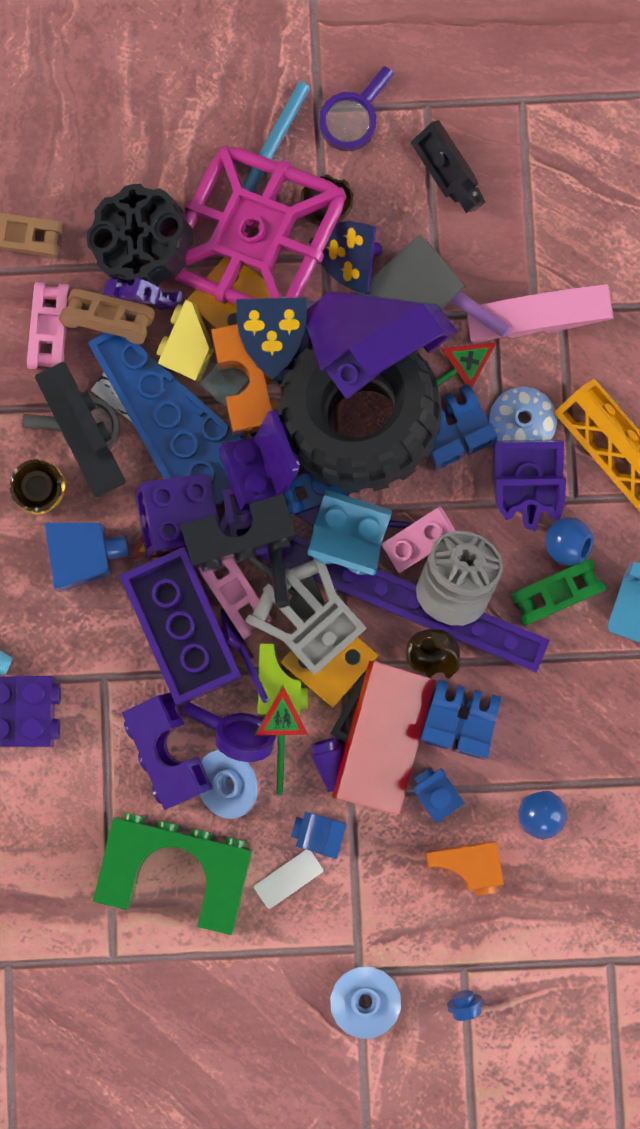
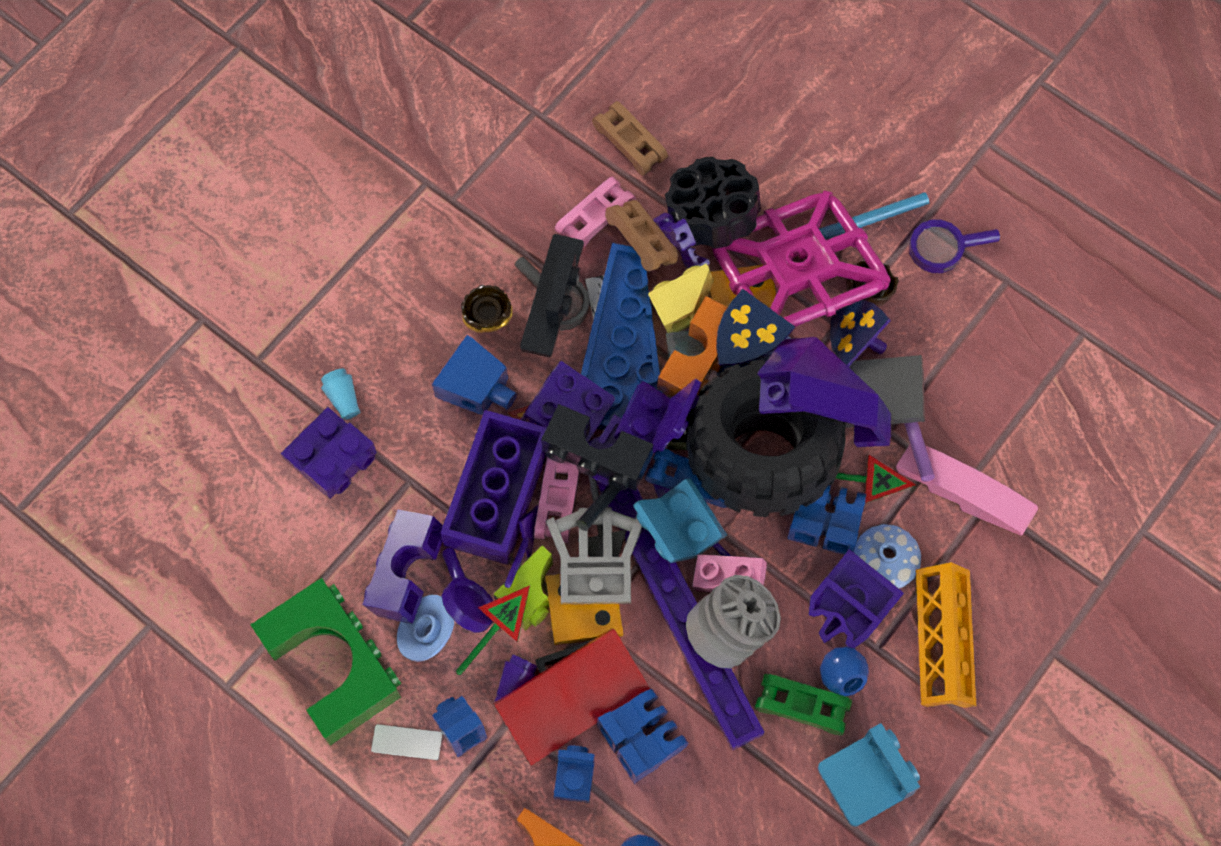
camera: 40 degrees right, 15 degrees down
(433, 653) = (665, 664): dark brown hair -> none
(448, 166) = (985, 332): black hinge -> none

